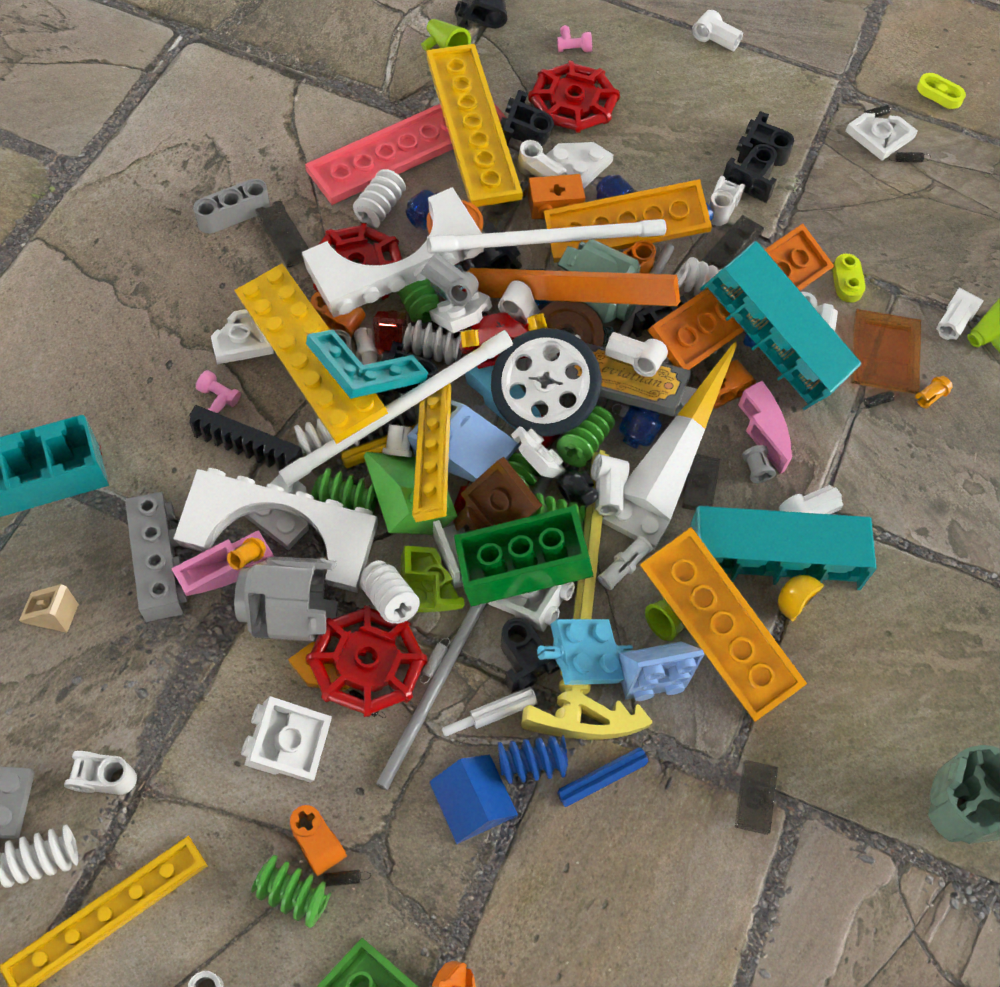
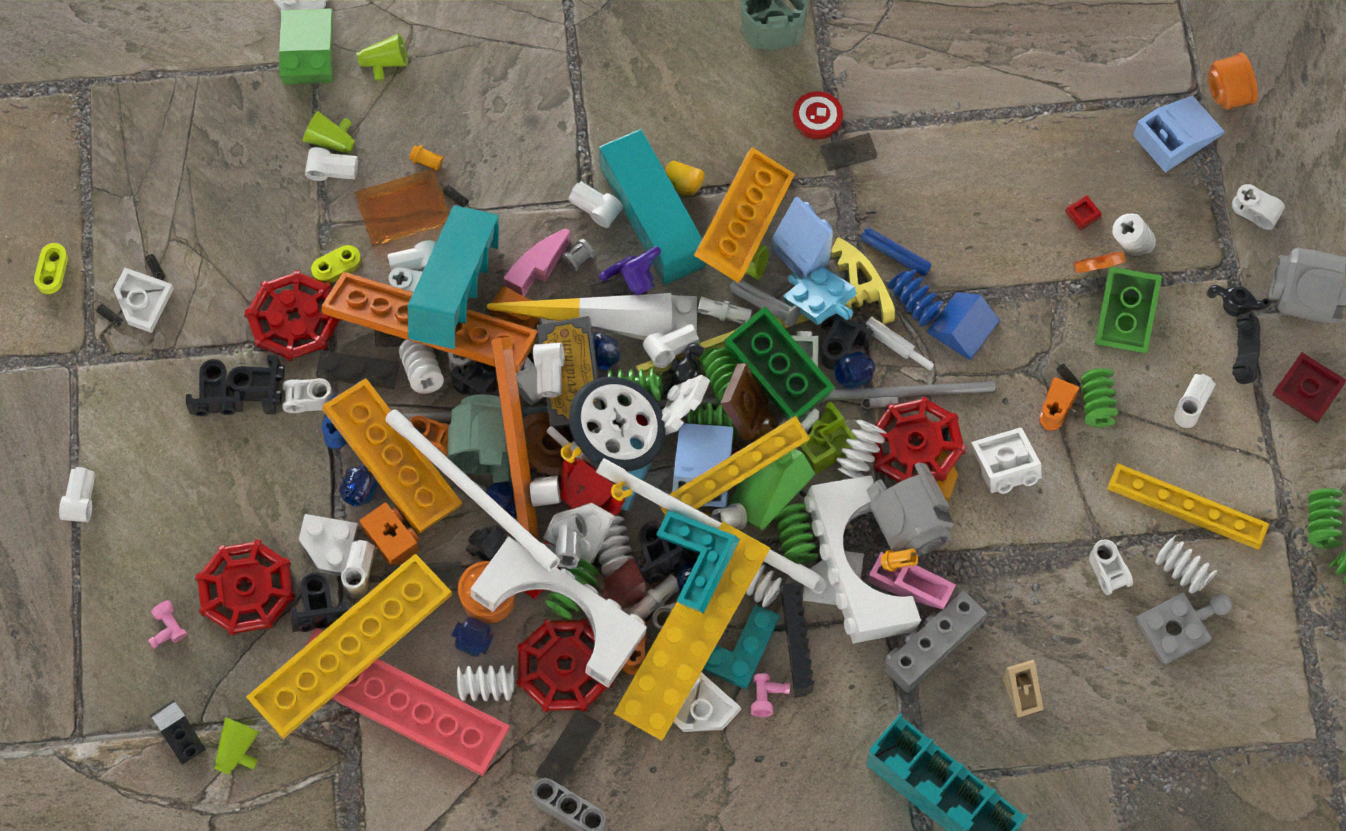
camera: 115 degrees left, 5 degrees up
(261, 393) = (741, 664): none -> teal plate
(483, 646) = (854, 370): none -> clear blue head
(611, 600) = (761, 299): none -> light grey axle
(709, 488) = (634, 270): none -> dark purple piece
(813, 214) = (278, 316): none -> red plate
(822, 793) = (817, 115): none -> red tile

